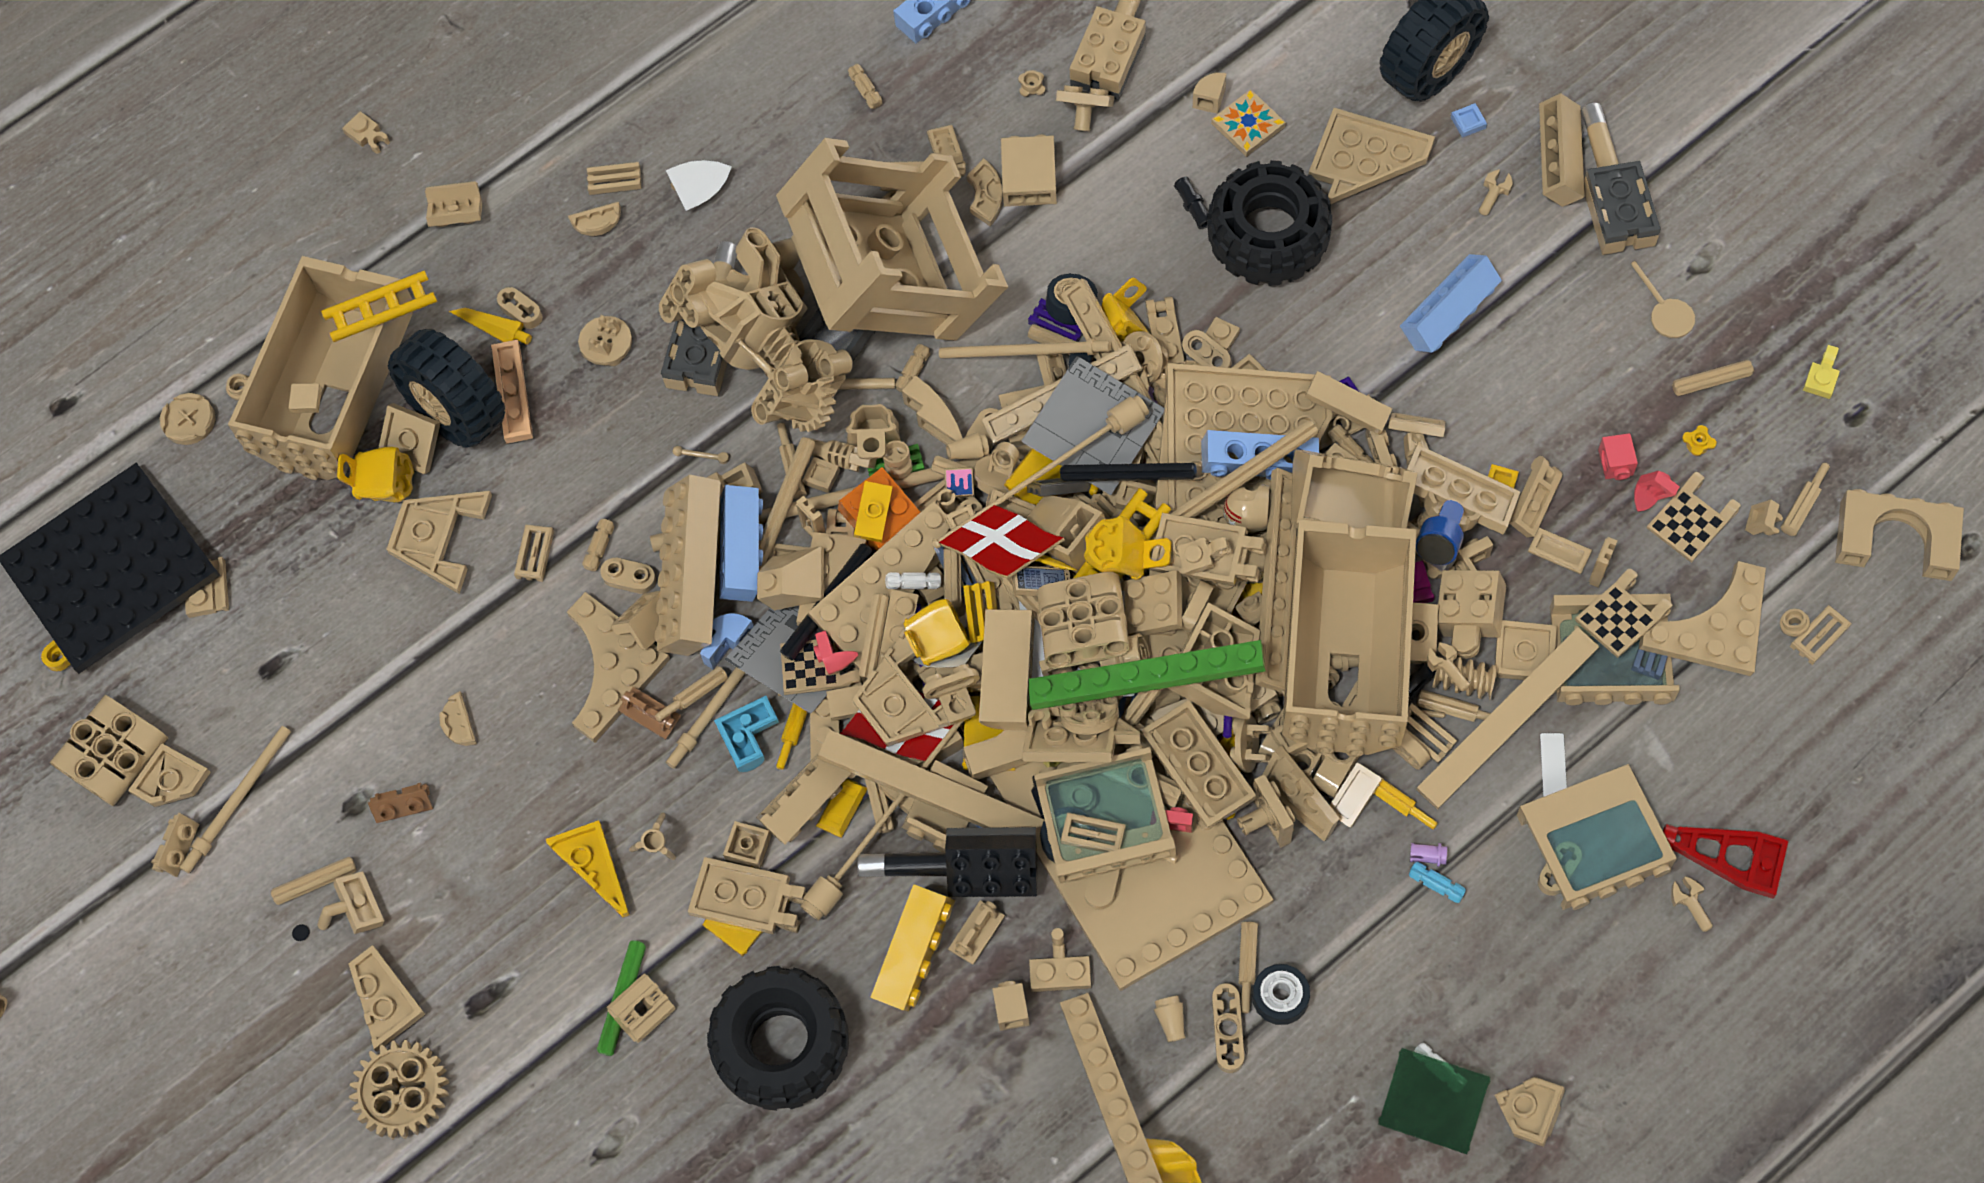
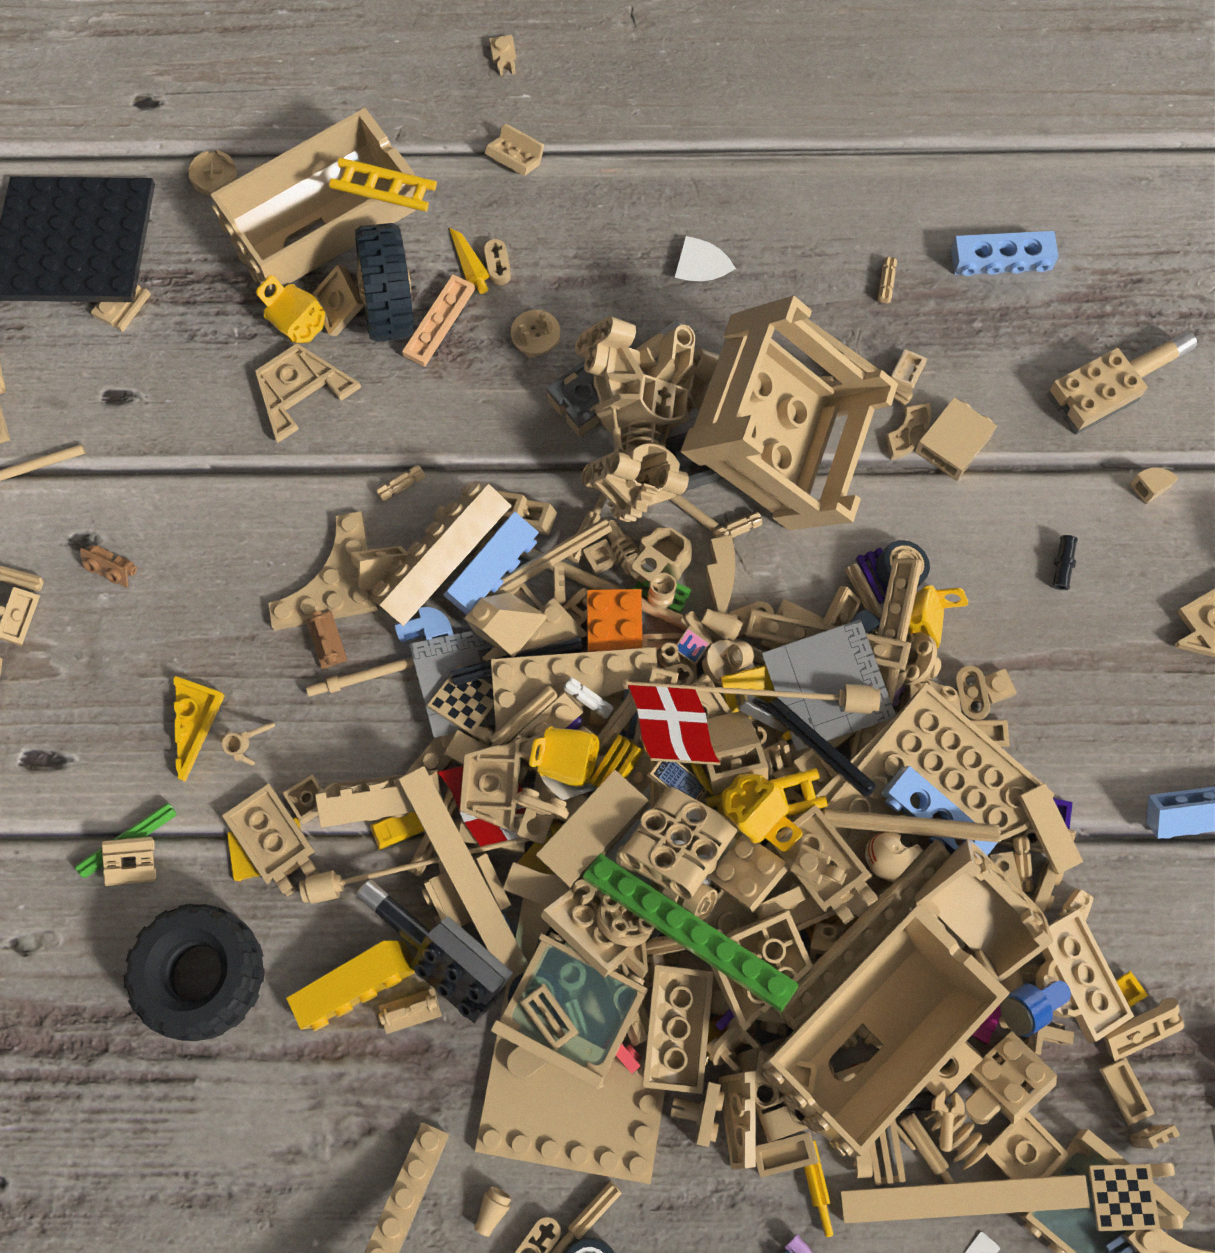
camera: 35 degrees right, 5 degrees up
(305, 398) = (275, 214): tan tile -> none
(456, 721) = (195, 536): tan tile -> none
(530, 574) = (357, 461): tan tile -> none
(596, 220) = (606, 237): tan plate -> none
(614, 174) = (647, 211): tan tile -> none
(626, 575) = (400, 522): tan plate -> none
(694, 692) = (367, 651): tan axle -> none
(722, 457) = (543, 486): tan hinge -> none
(739, 730) = (377, 704): medium azure brick -> none
(791, 733) = (409, 740): yellow axle -> none
(825, 653) = (479, 704): coral plate -> none
(873, 511) = (603, 619): yellow plate -> none
(1010, 1005) = (381, 1094): tan brick -> none
(1031, 77) = (1017, 365): tan plate -> none
(1059, 972) = (443, 1096): tan plate -> none
(1084, 103) = (1044, 417): tan plate -> none
(1089, 347) = (880, 619): tan bar -> none
(1165, 328) = (956, 648): tan plate -> none
(1248, 123) = (1164, 531): tile -> none
(1263, 254) = (1092, 657): black tyre -> none
(1416, 424) = (1095, 888): tan tile -> none

